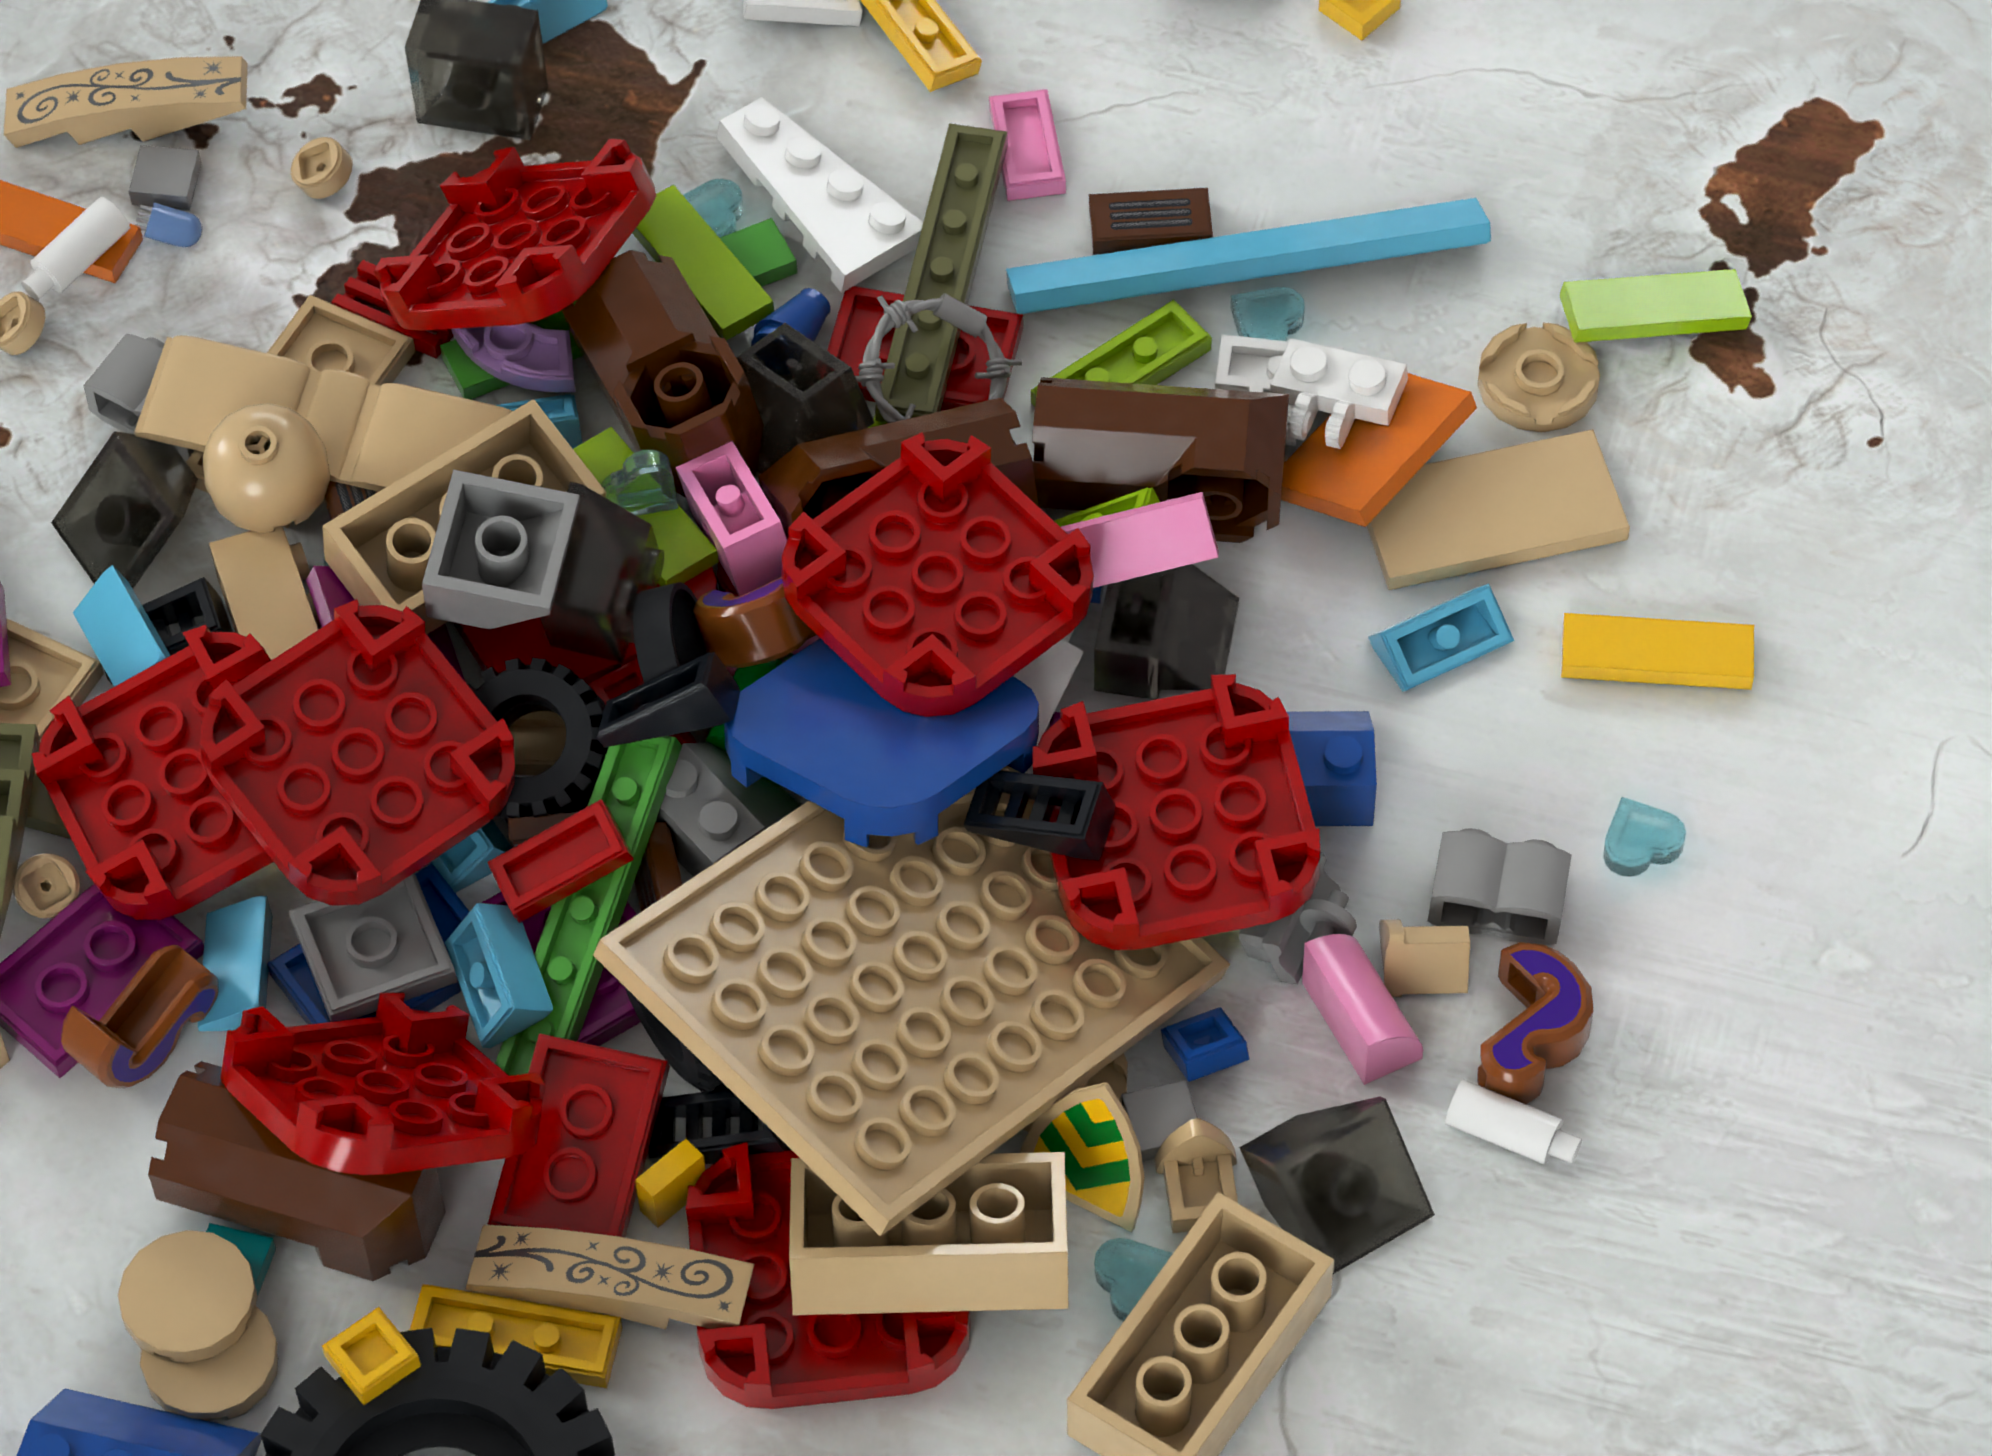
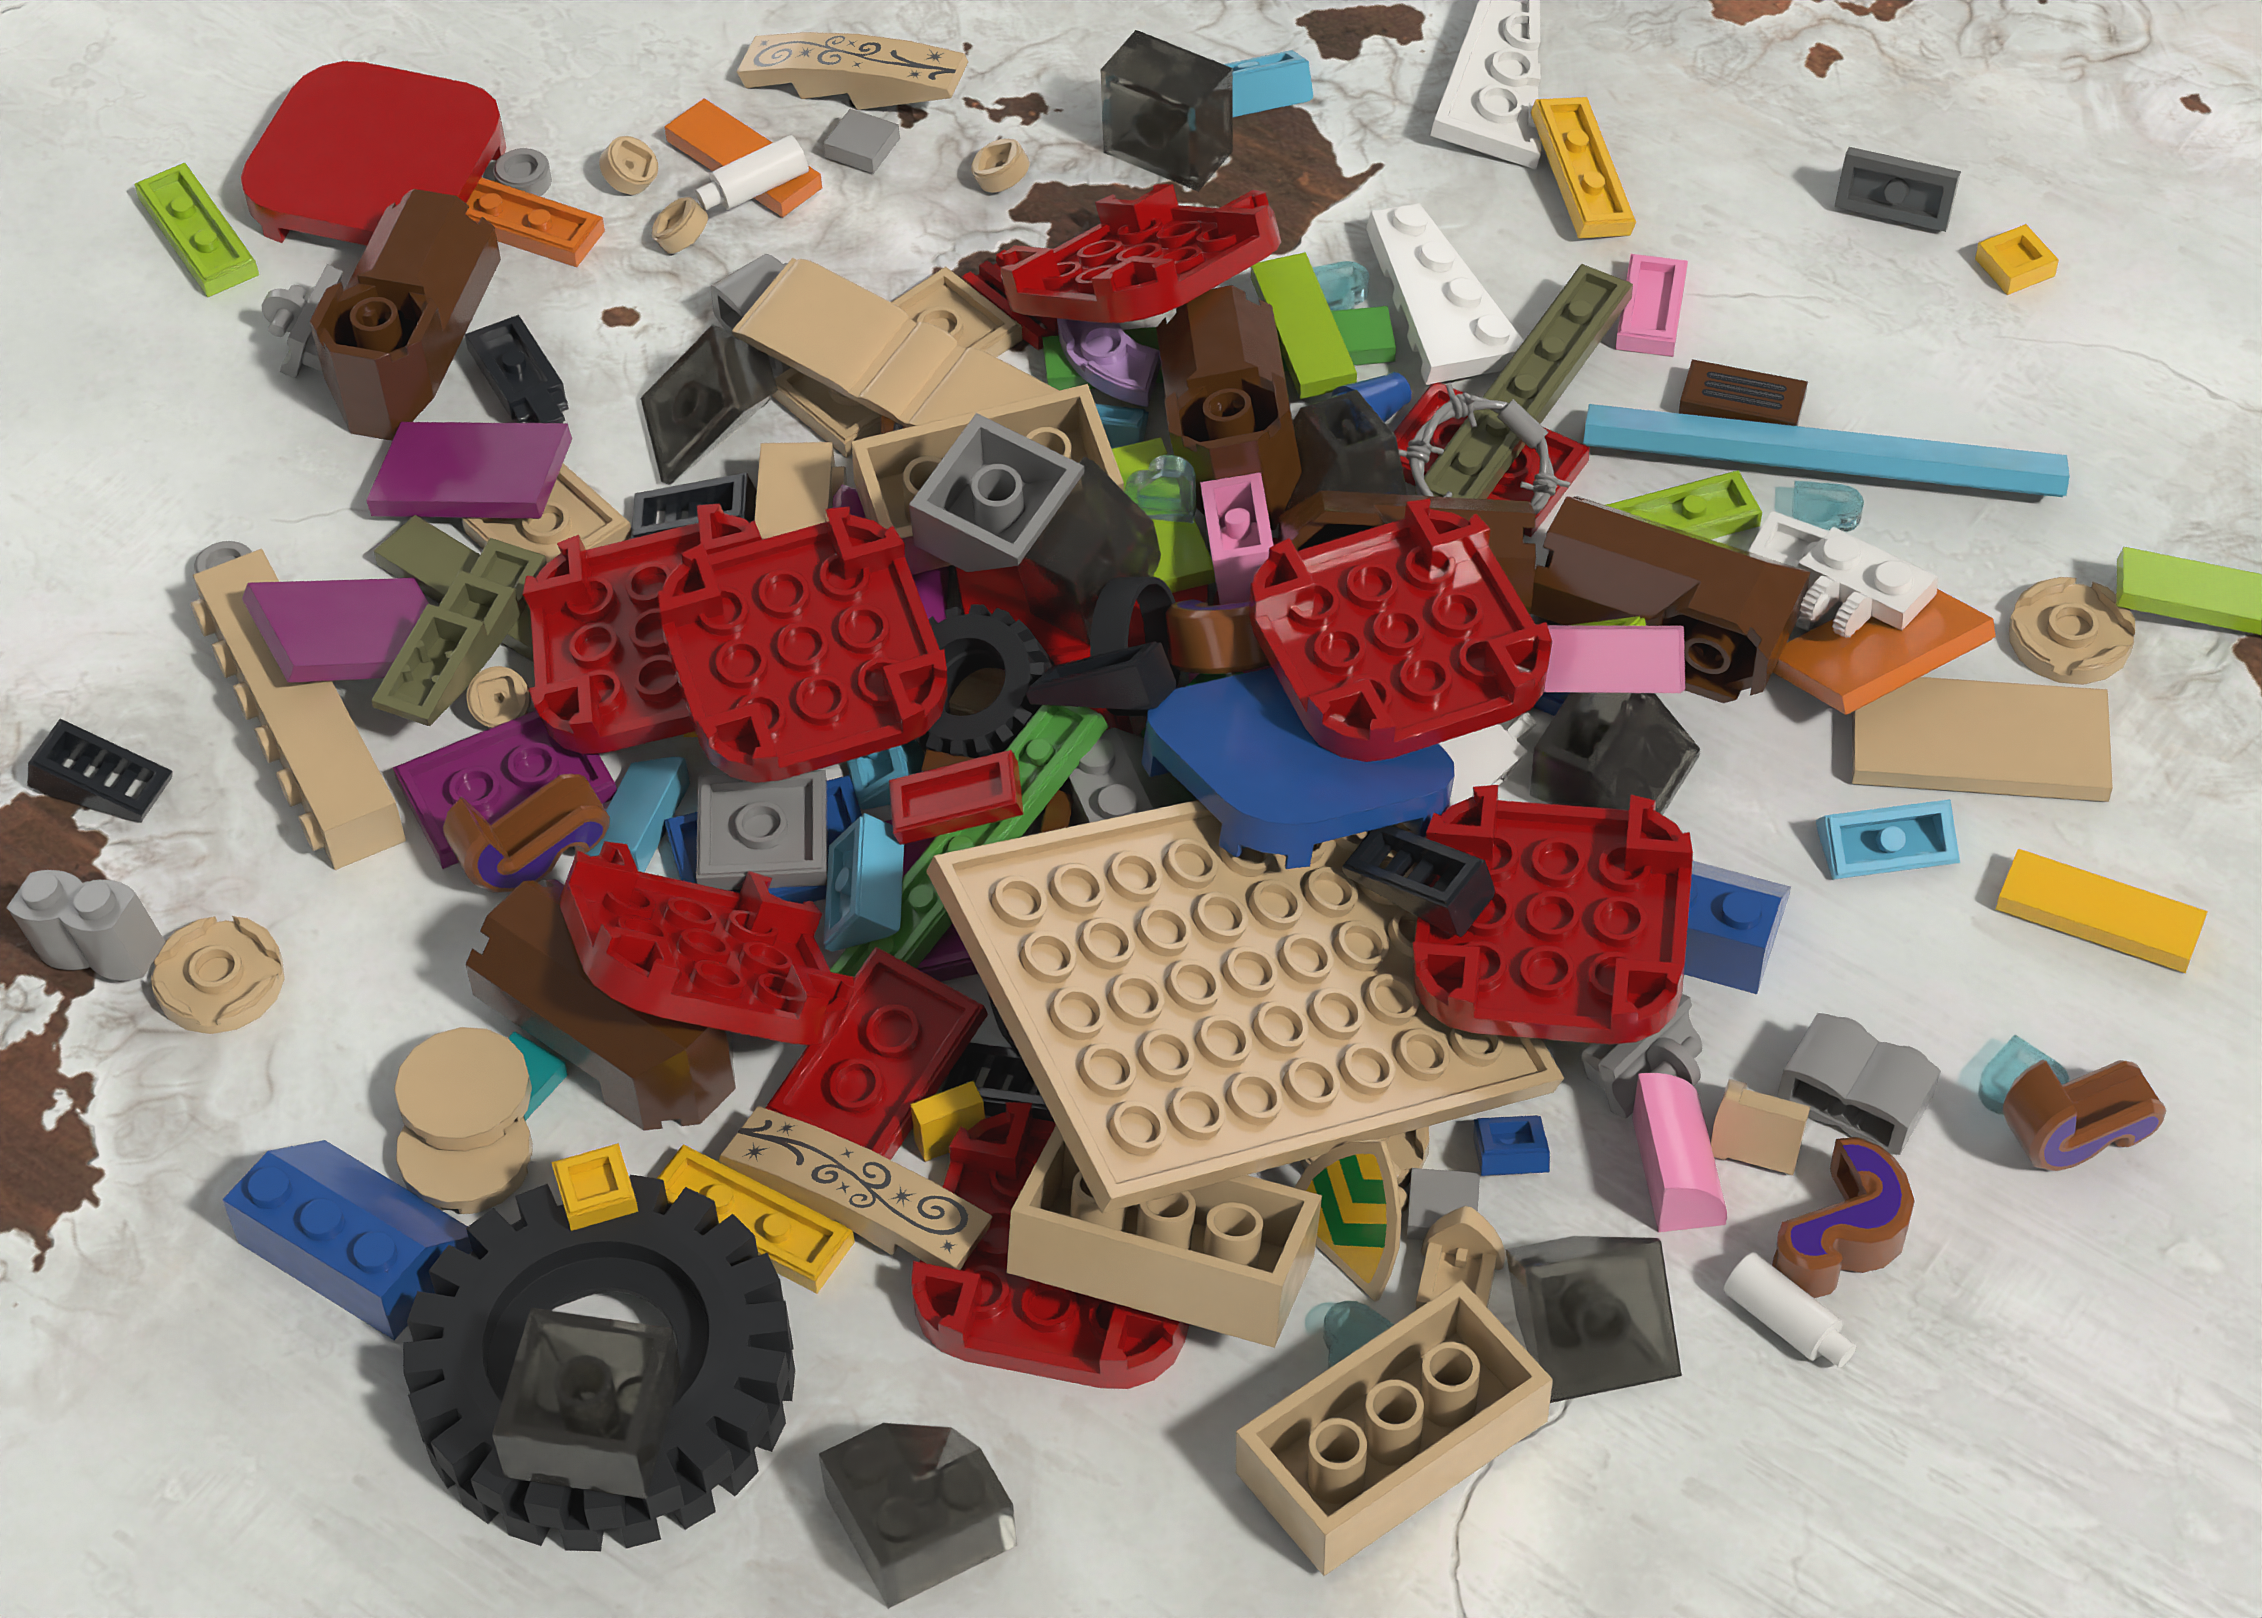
camera: 20 degrees right, 5 degrees down
(119, 628) = (655, 491): medium azure slope -> none
(170, 225) = (849, 181): medium blue piece -> none
(265, 467) = (832, 387): tan cylinder -> none
(1705, 863) = (2079, 1119): none -> dark orange animal

